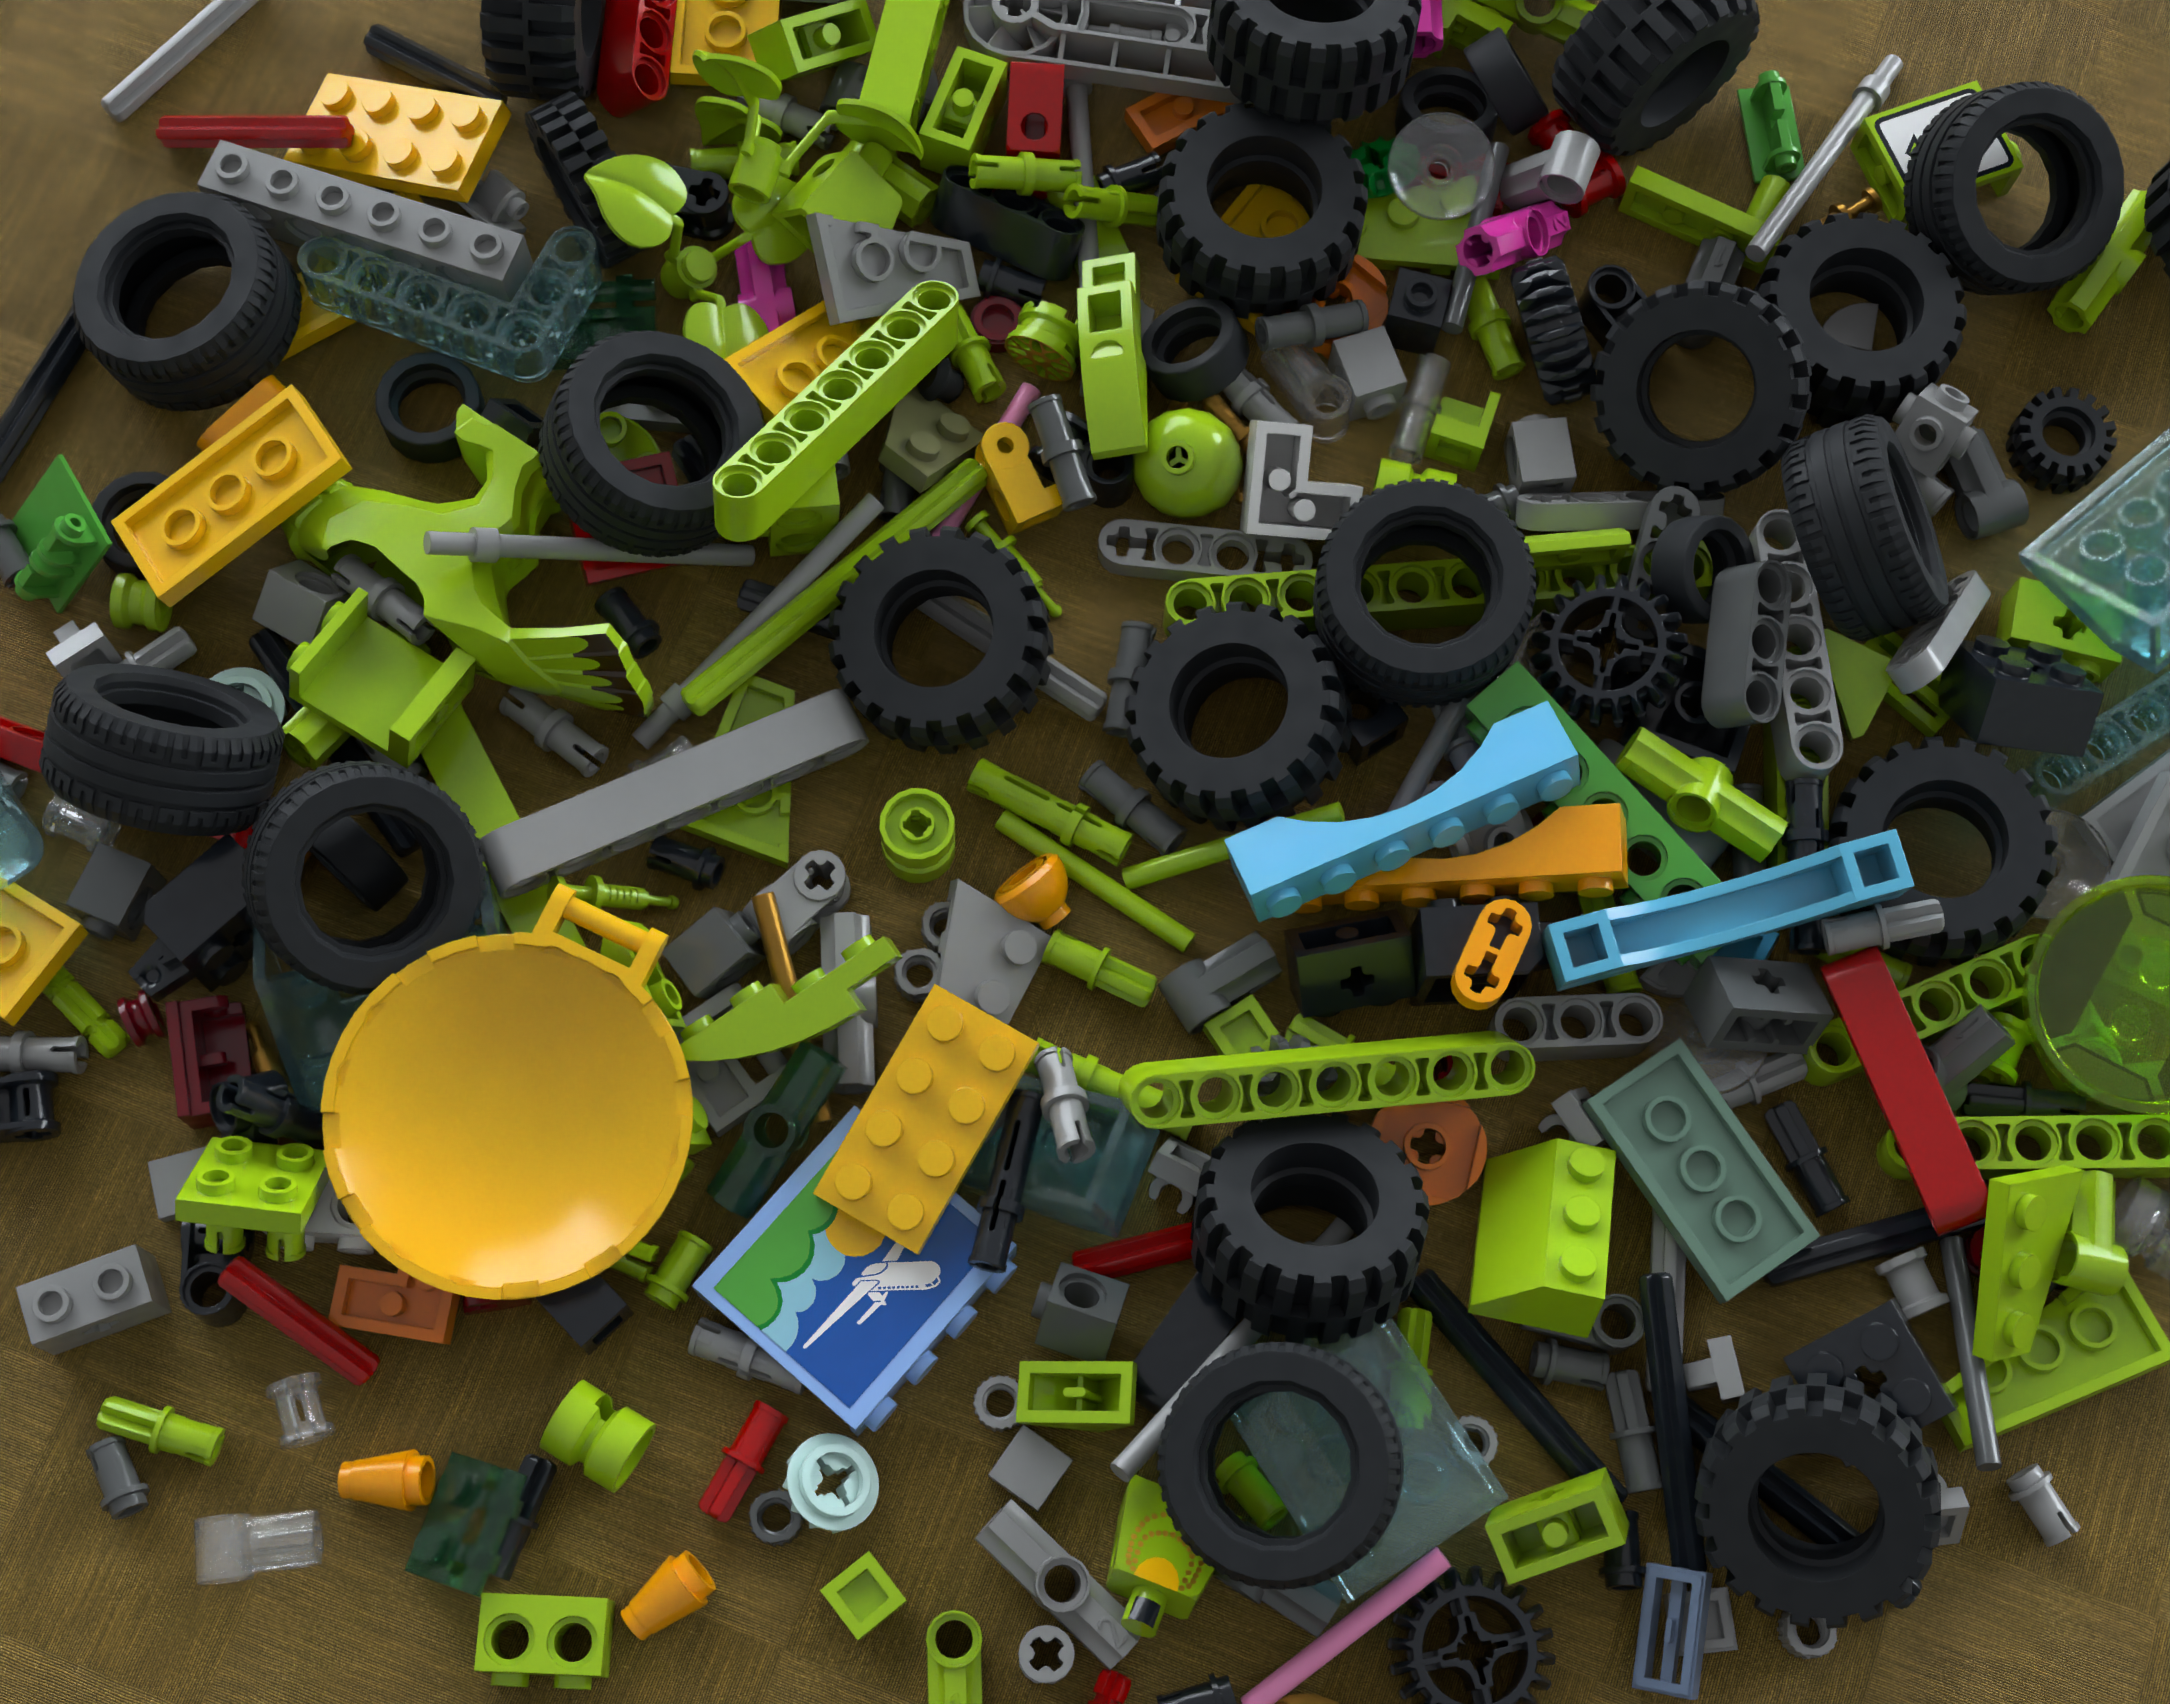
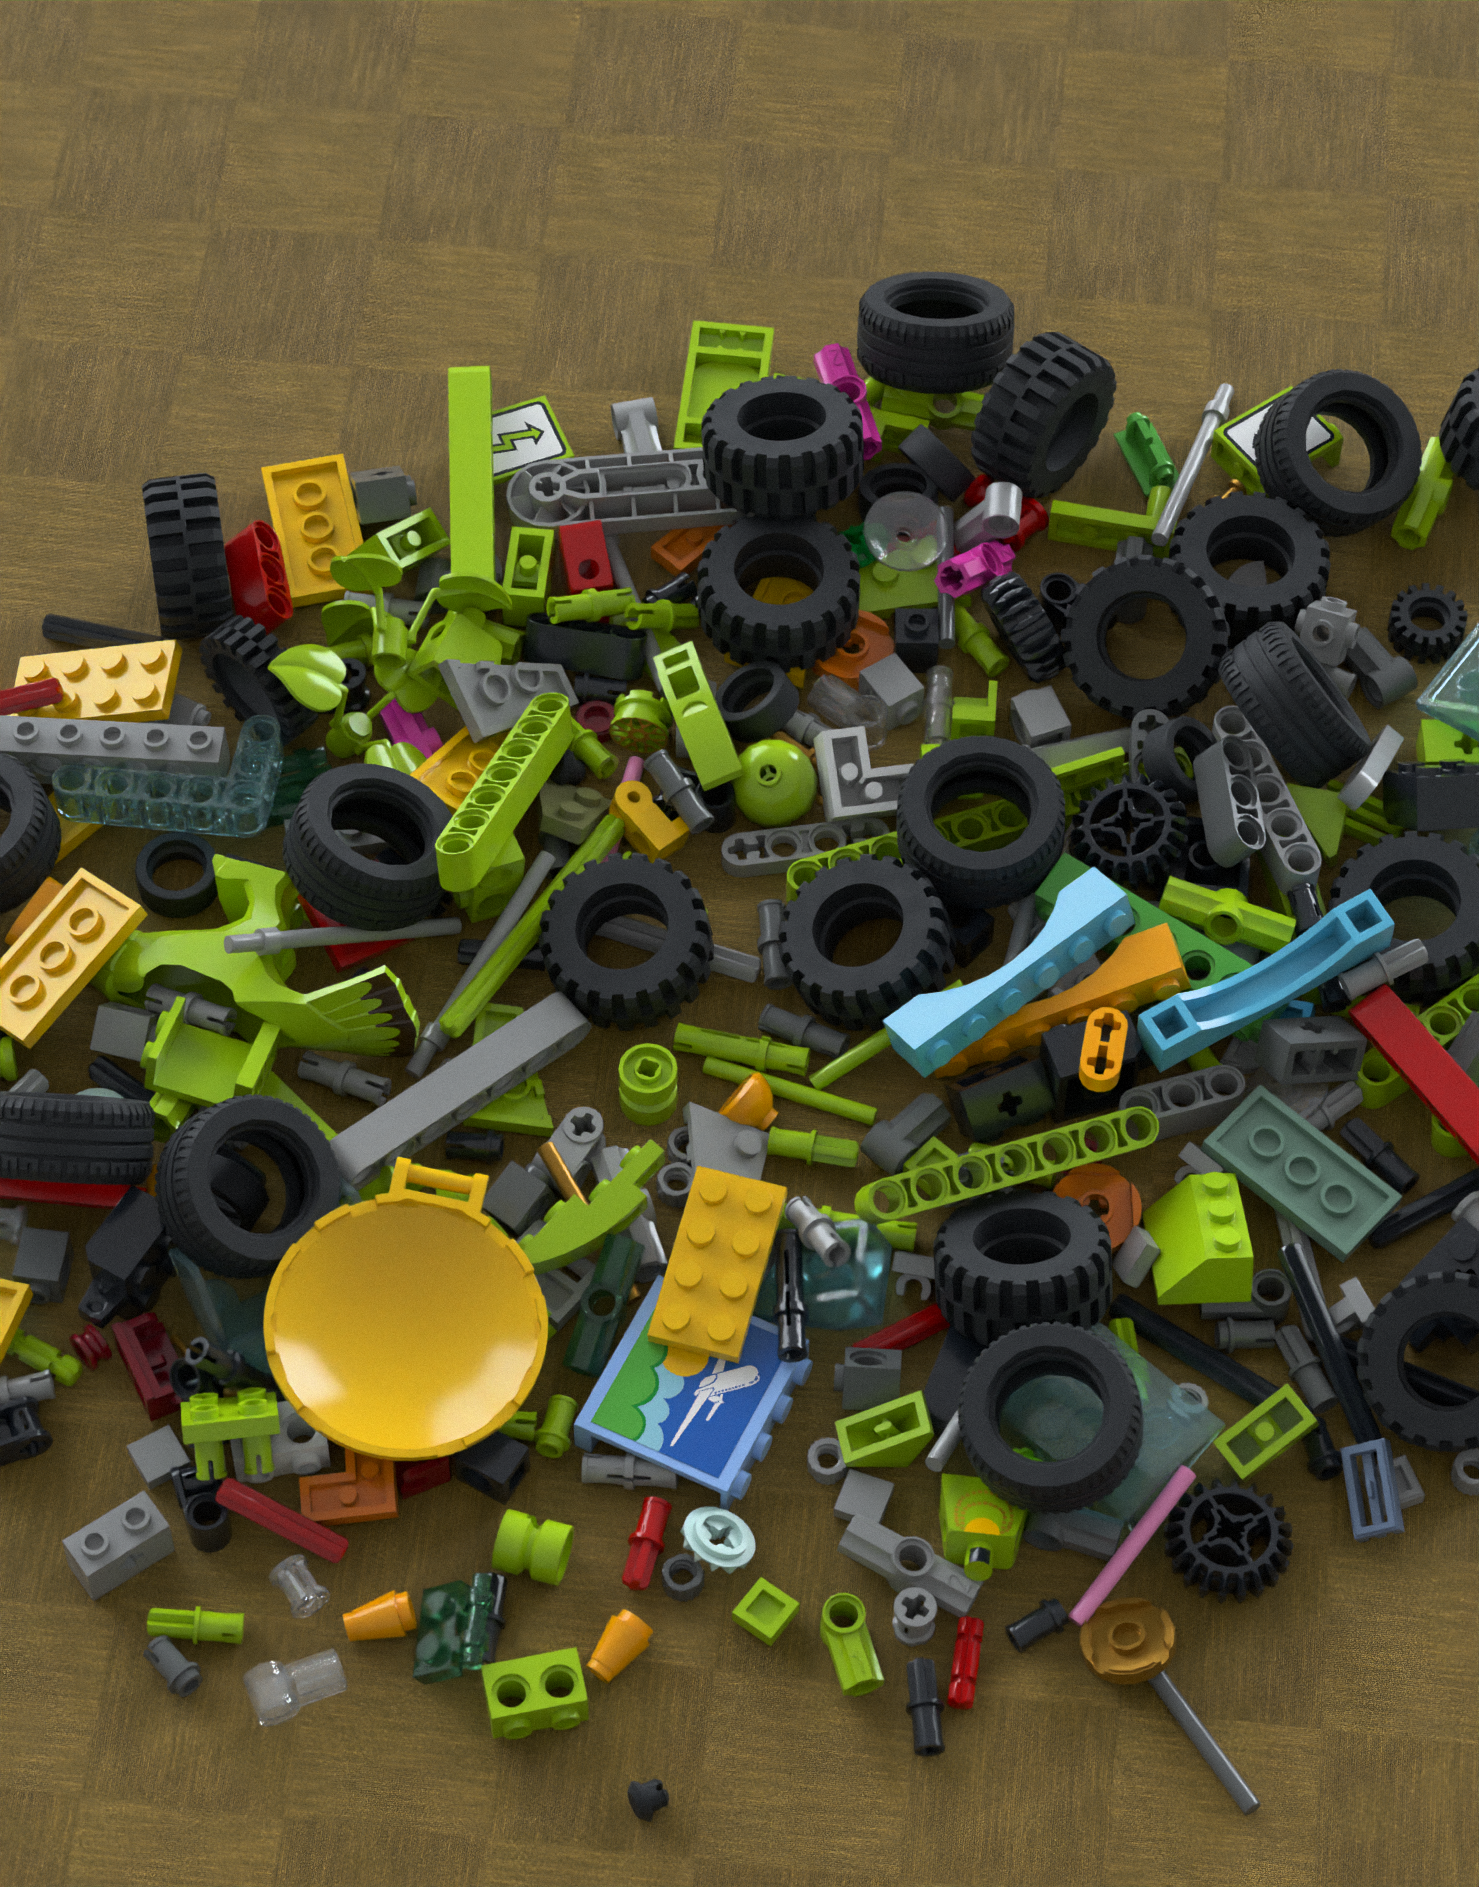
camera: 10 degrees left, 15 degrees down
(1311, 325) = (839, 663): dark grey pin -> none
(1459, 1228) = (1135, 1257): none -> light grey tile

